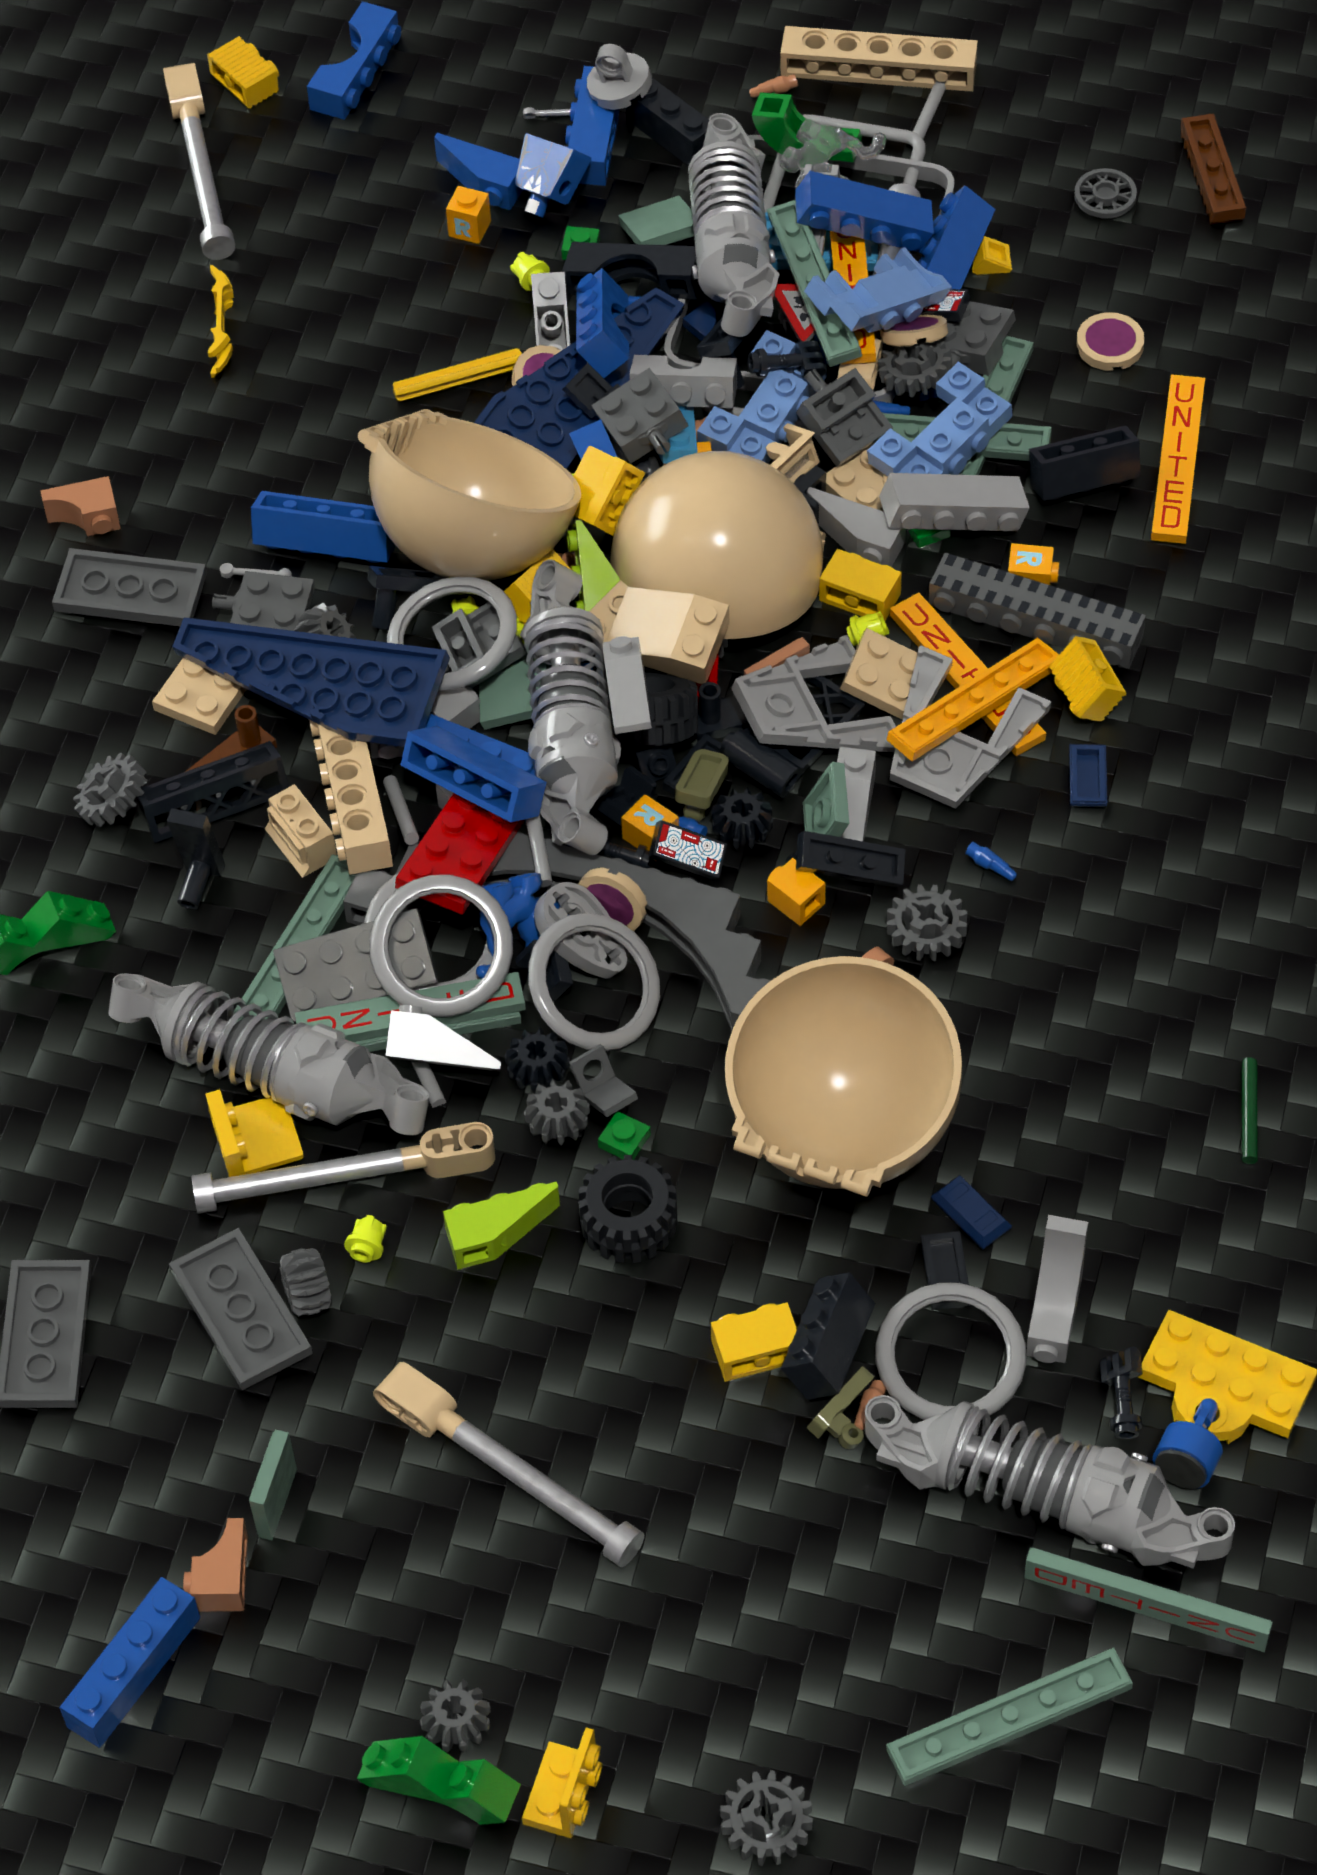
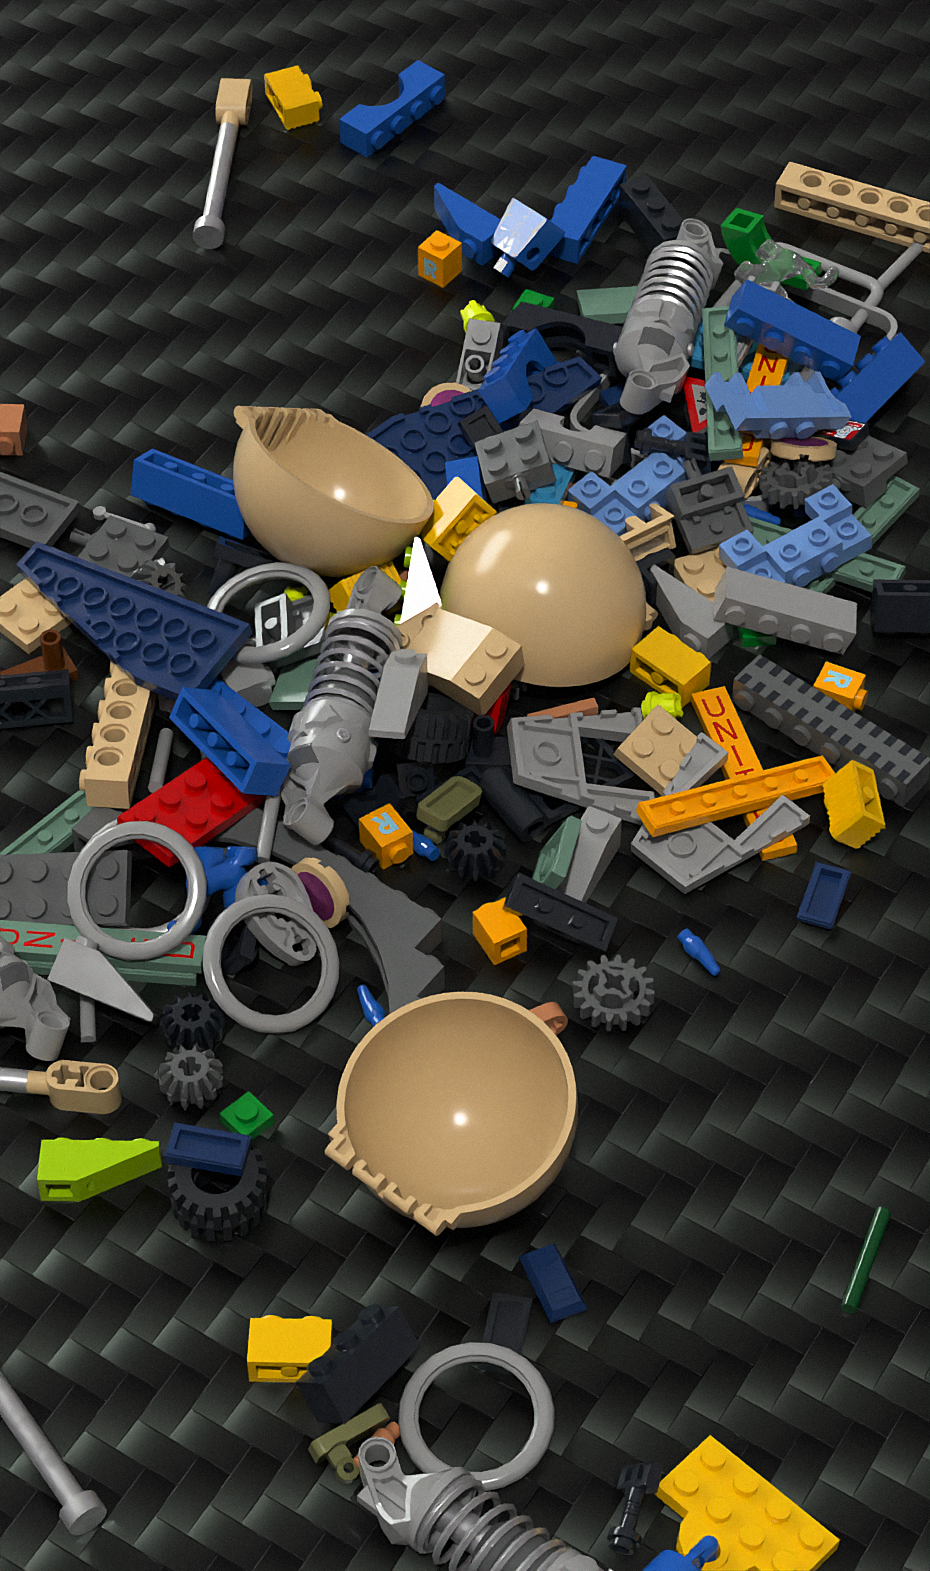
camera: 15 degrees right, 5 degrees down
(223, 300) = (193, 282): yellow piece -> none
(299, 831) = (60, 755): tan window -> none
(455, 375) = (371, 393): yellow axle -> none
(532, 113) = (534, 188): light grey hinge -> none
(605, 1090) = (246, 1069): dark grey bracket -> none
(612, 1176) = (208, 1149): none -> dark blue tile
(618, 77) = (615, 169): light grey tile -> none
(687, 850) = (410, 865): tile -> none
(702, 1000) = (372, 1009): none -> blue piece
(777, 85) = (770, 212): nougat piece -> none
(992, 258) = (909, 405): yellow slope -> none
(1057, 1289) = (601, 1384): light grey arch -> none

